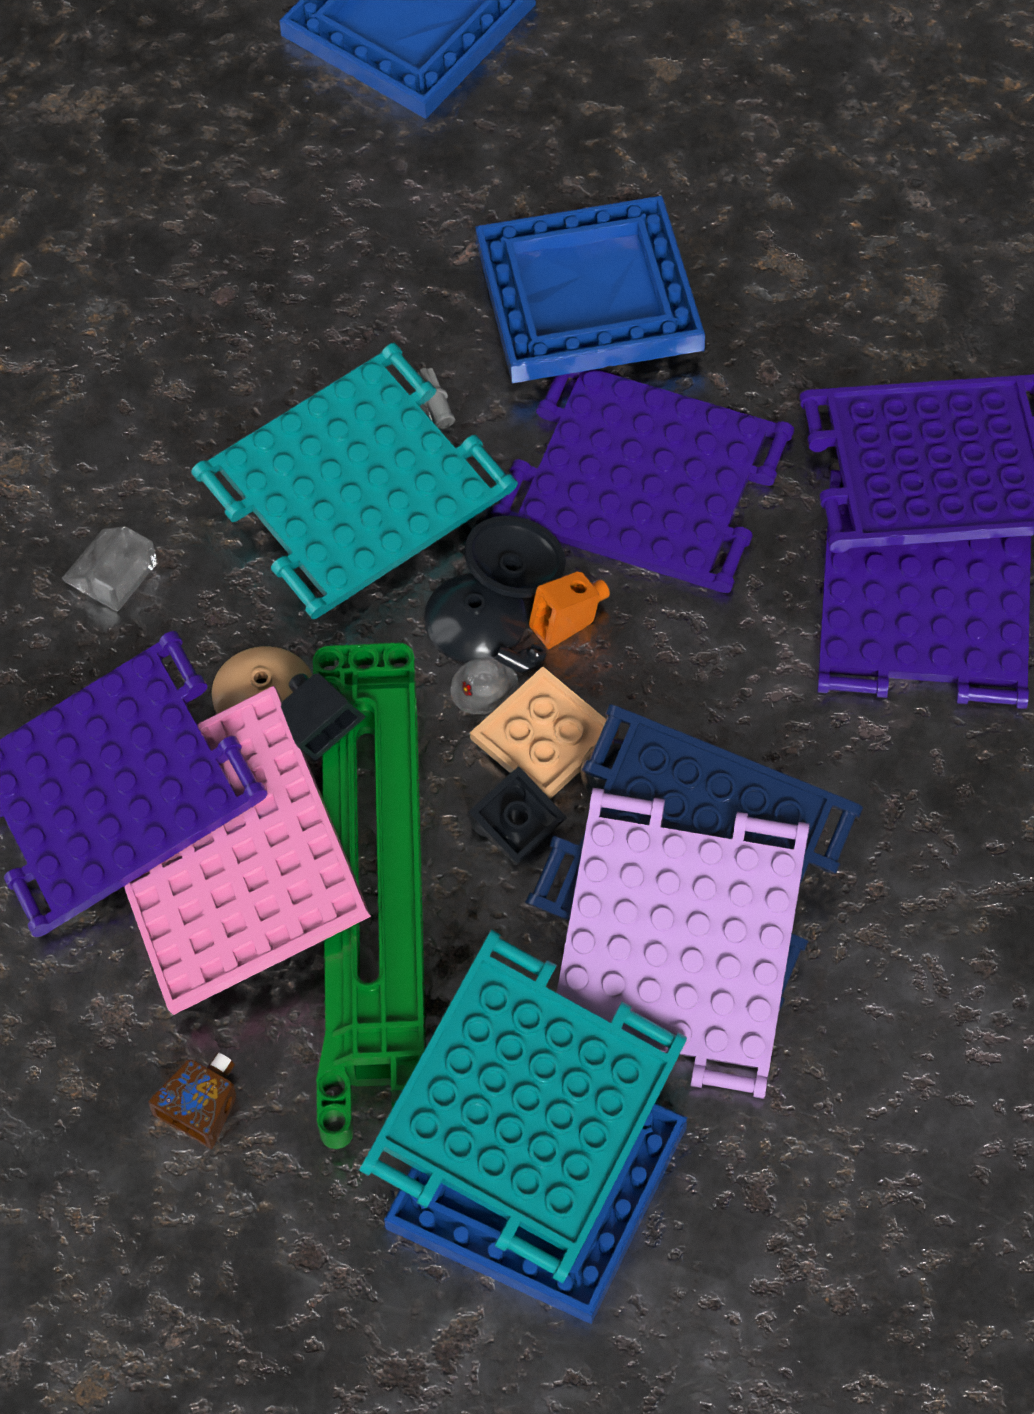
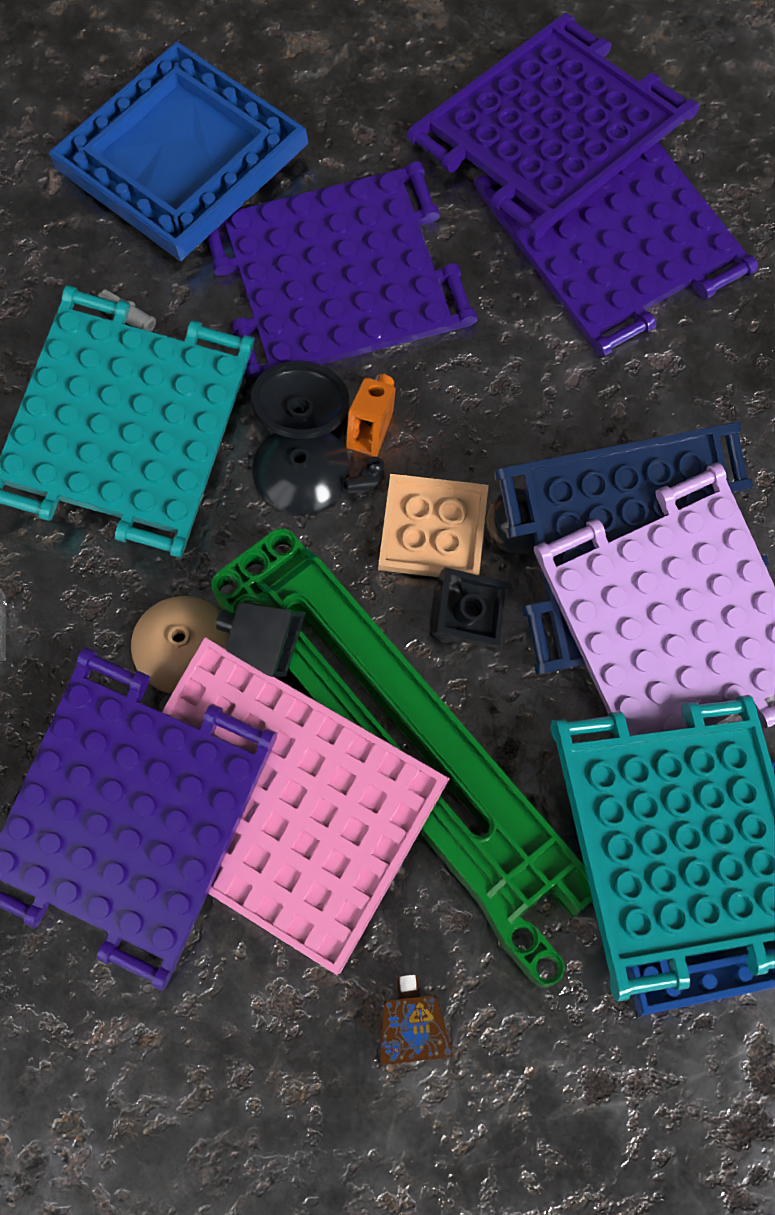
camera: 40 degrees left, 10 degrees up
(483, 685) = (353, 520): clear hat -> none

